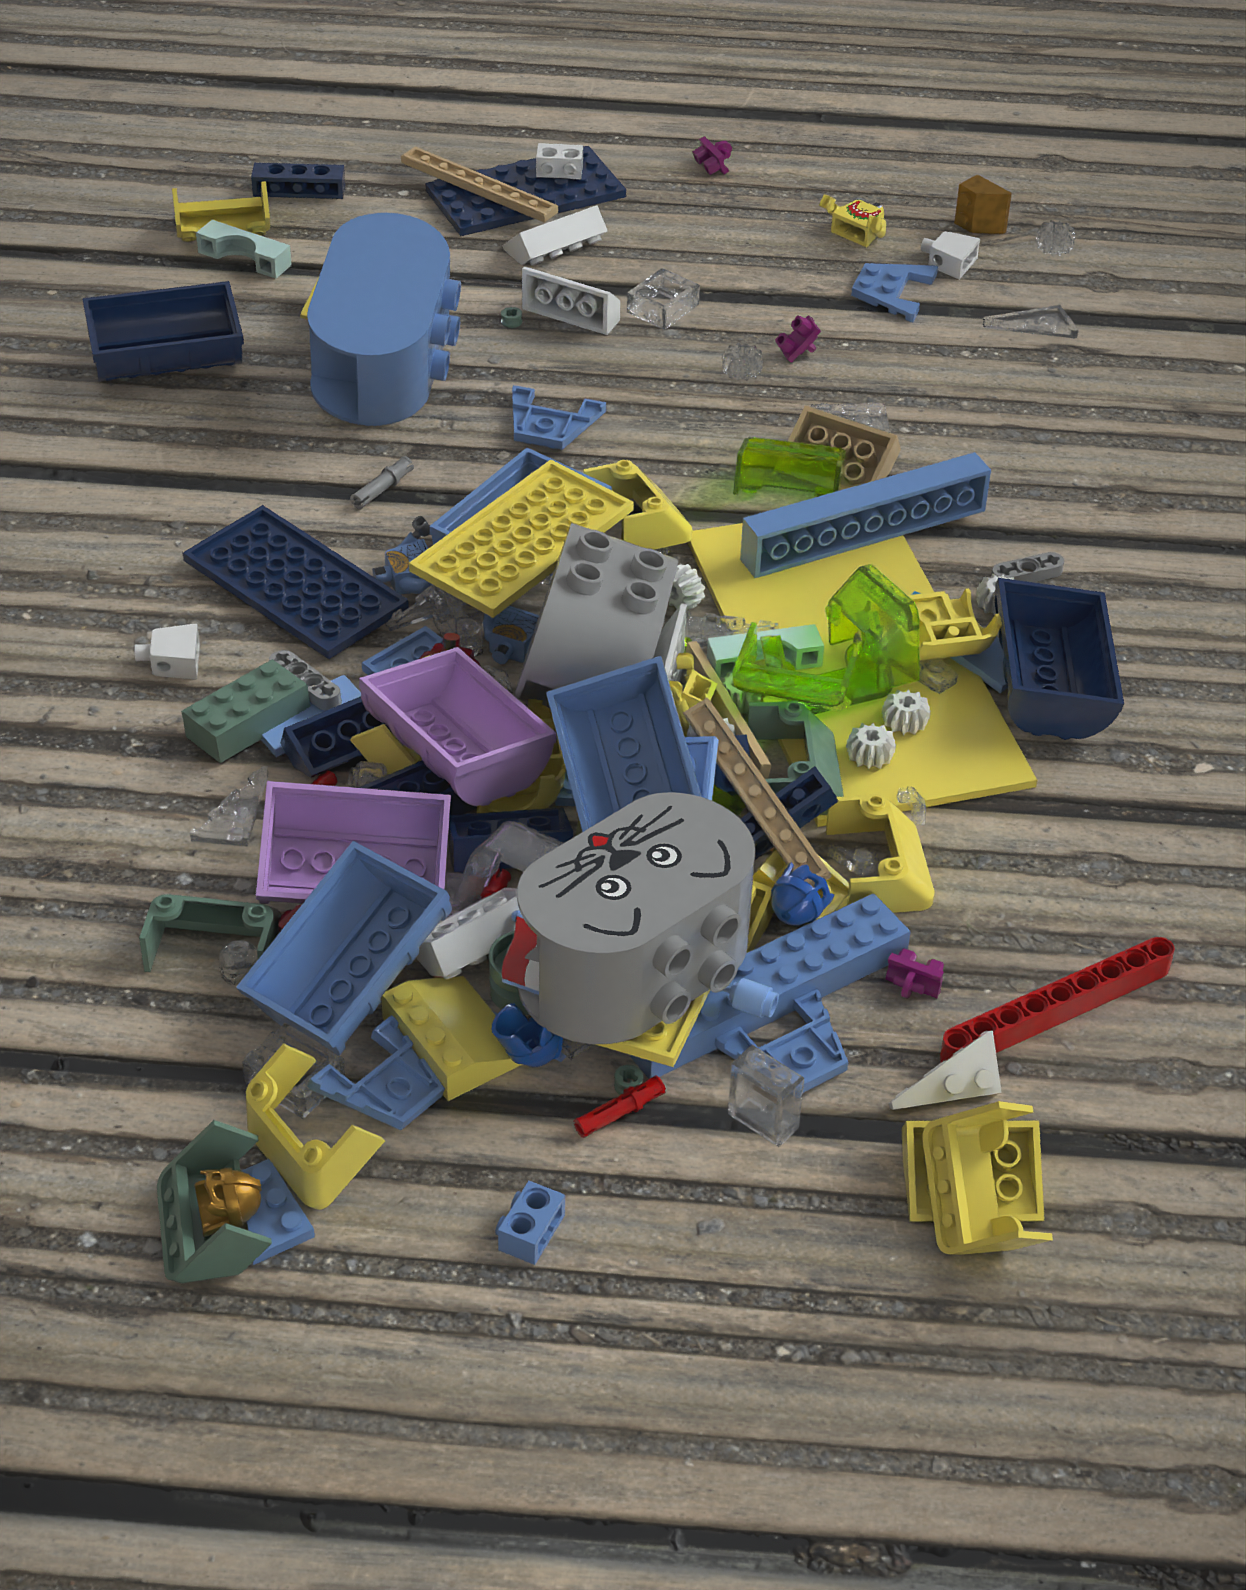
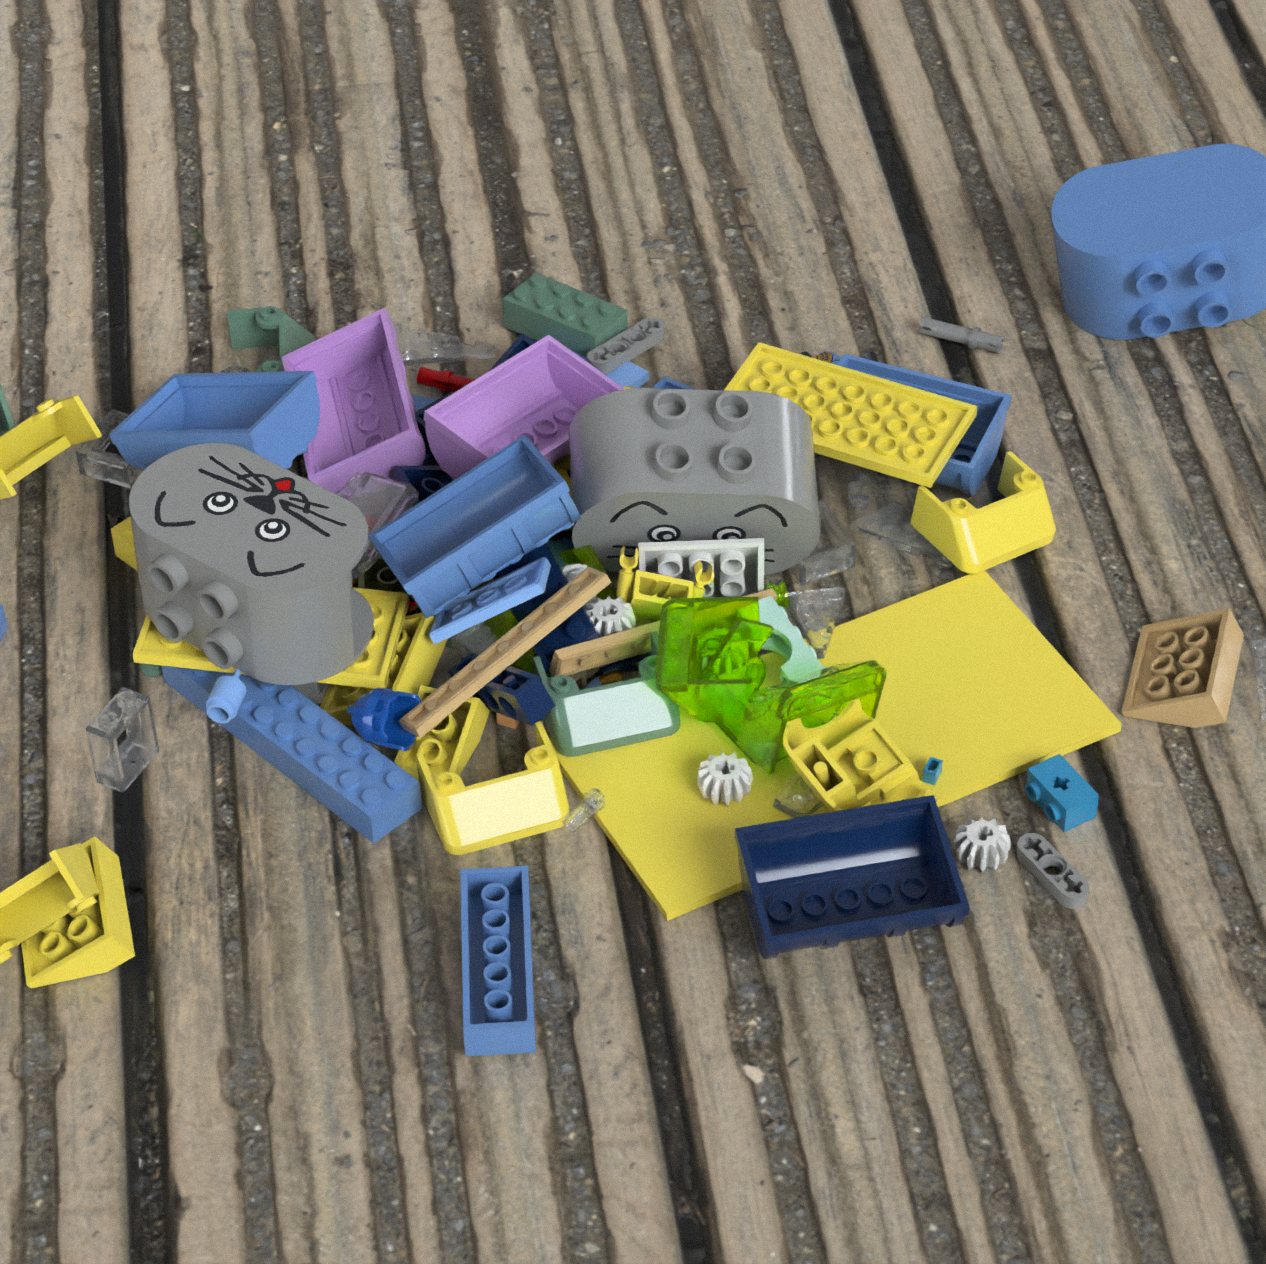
camera: 80 degrees right, 0 degrees up
(163, 330) = (1099, 114): dark blue container -> none
(172, 651) = (638, 259): white torso -> none
(295, 581) = (779, 300): dark blue plate -> none
(392, 1091) = (93, 503): medium blue wing -> none
(547, 425) = (1122, 432): medium blue wing -> none
(631, 1100) = (118, 659): red pin -> none
(686, 588) = (870, 574): white gear -> none
(788, 466) = (1134, 616): clear neon green windscreen -> none
(809, 1050) = (207, 777): medium blue wing -> none
(860, 861) = (468, 762): clear wing -> none
(864, 514) = (1052, 694): medium blue brick -> none
(871, 745) = (658, 756): white gear -> none
(914, 976) = (326, 841): magenta hips -> none
(953, 544) = (1061, 793): none -> dark azure brick
(966, 1074) = (193, 892): white wing -> none
(1065, 997) = (320, 964): red beam -> none
(1084, 881) = (497, 961): none -> medium blue brick

